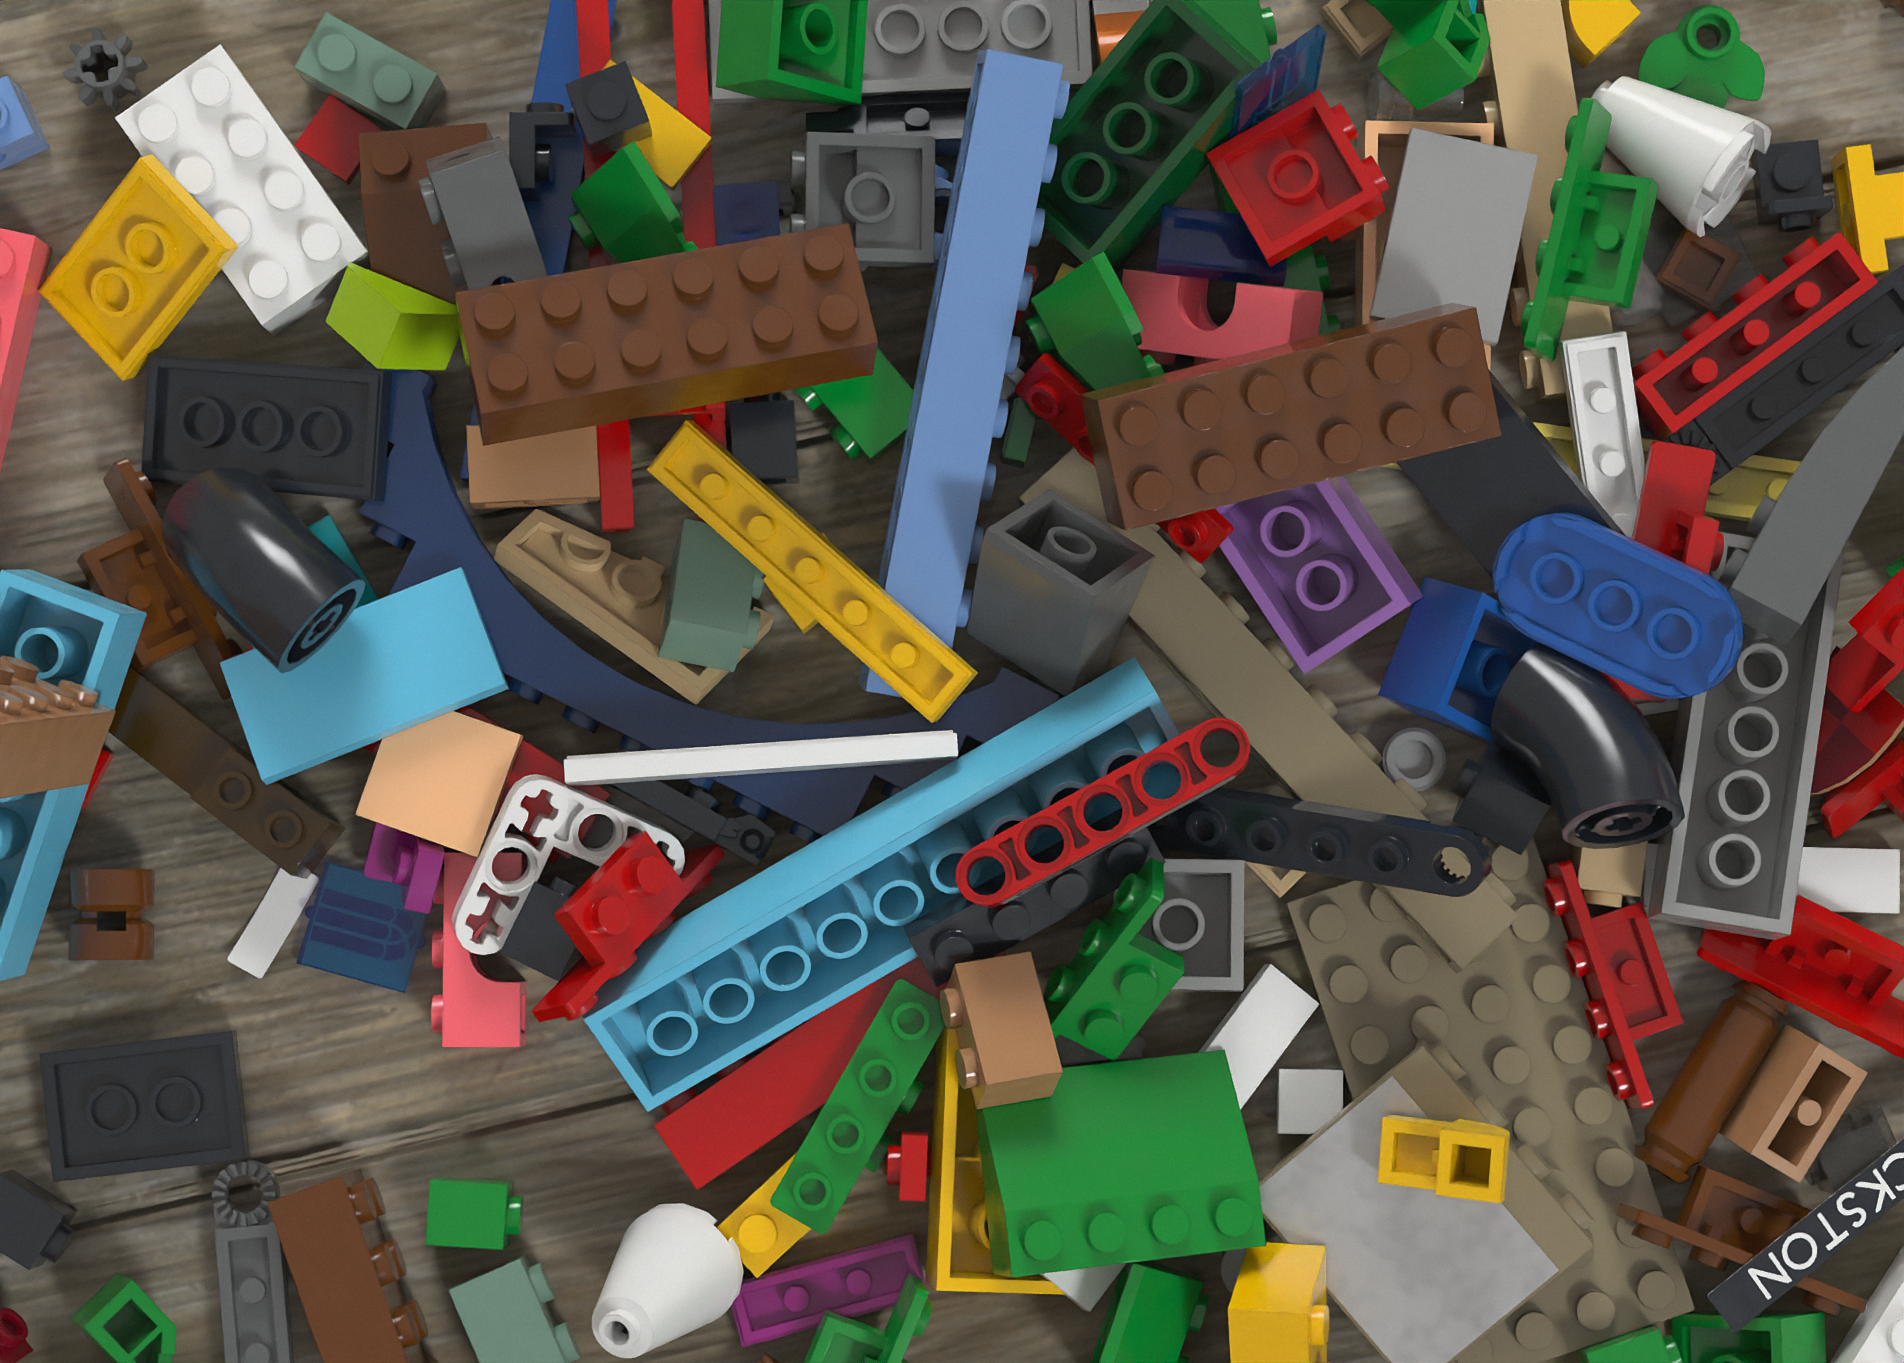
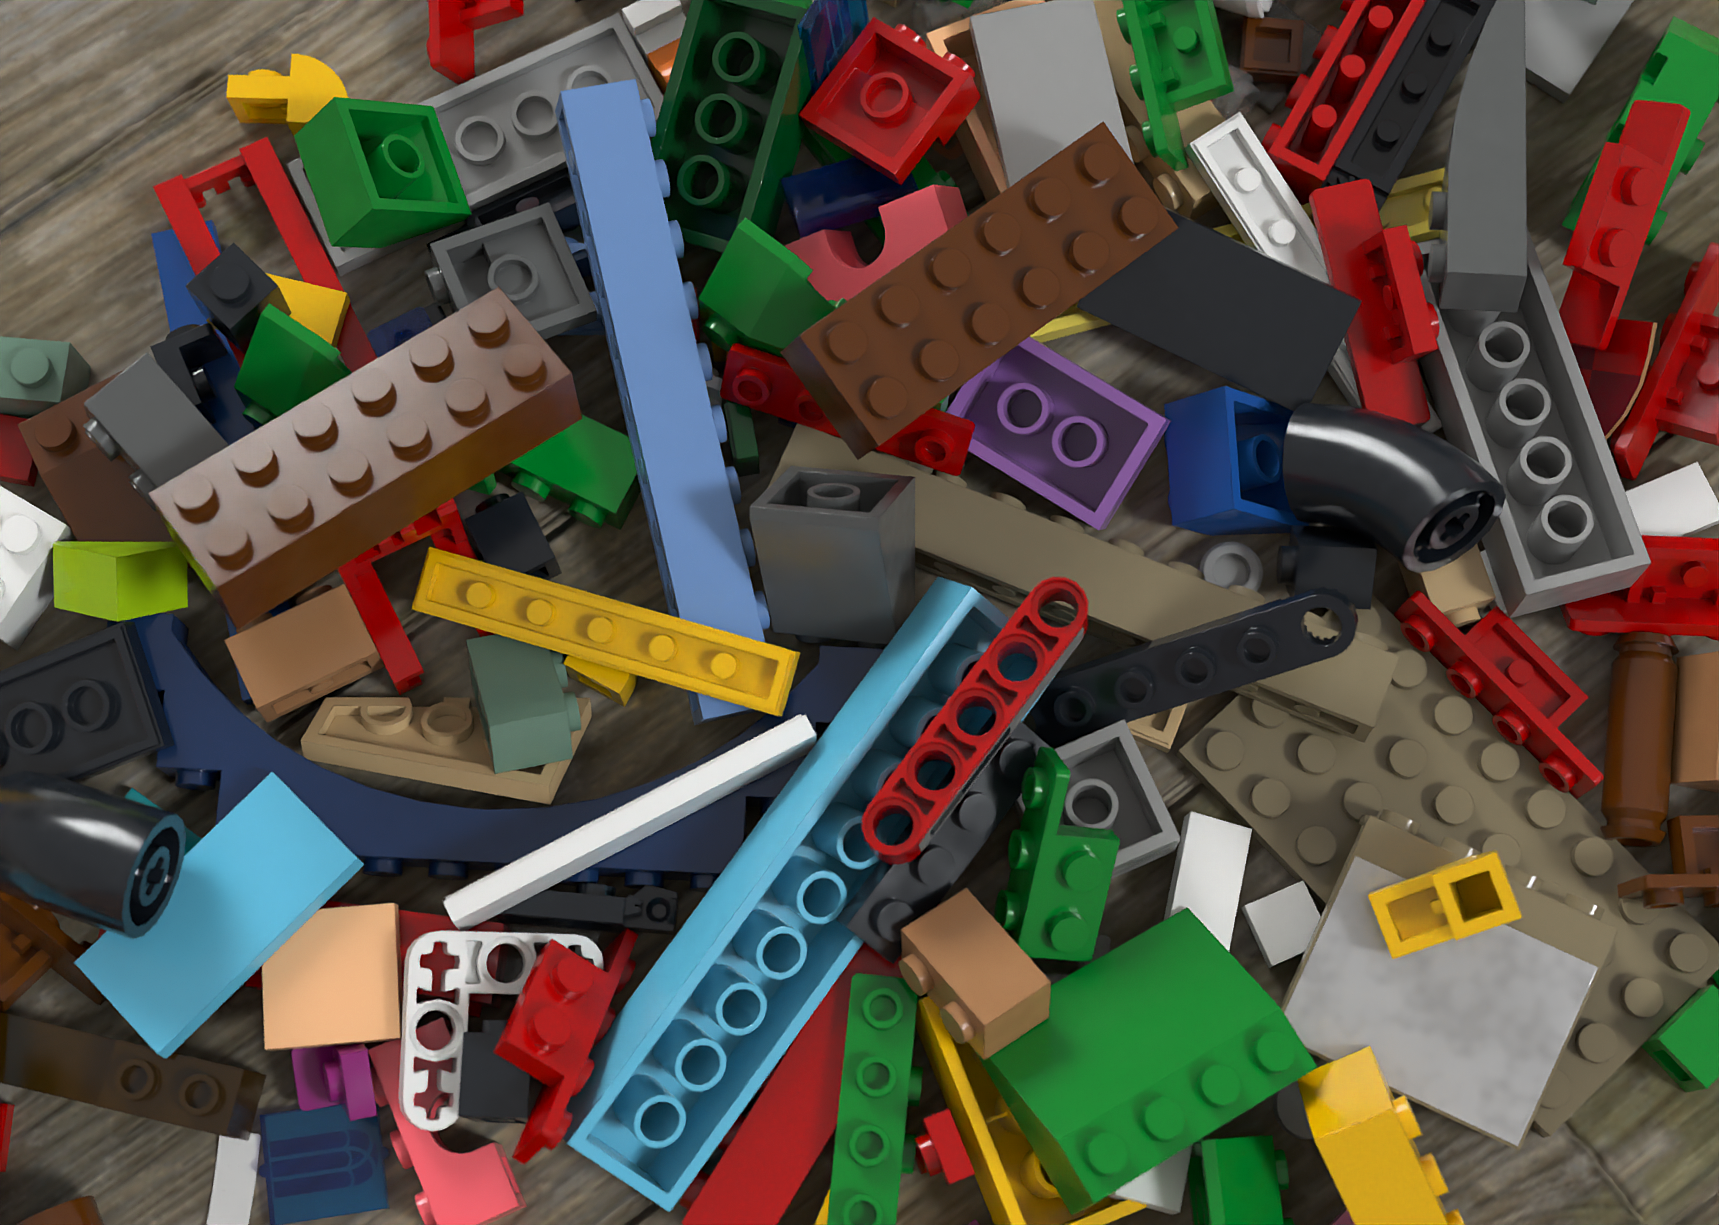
camera: 20 degrees left, 10 degrees down
(1618, 605) = (1352, 340): blue tile -> none

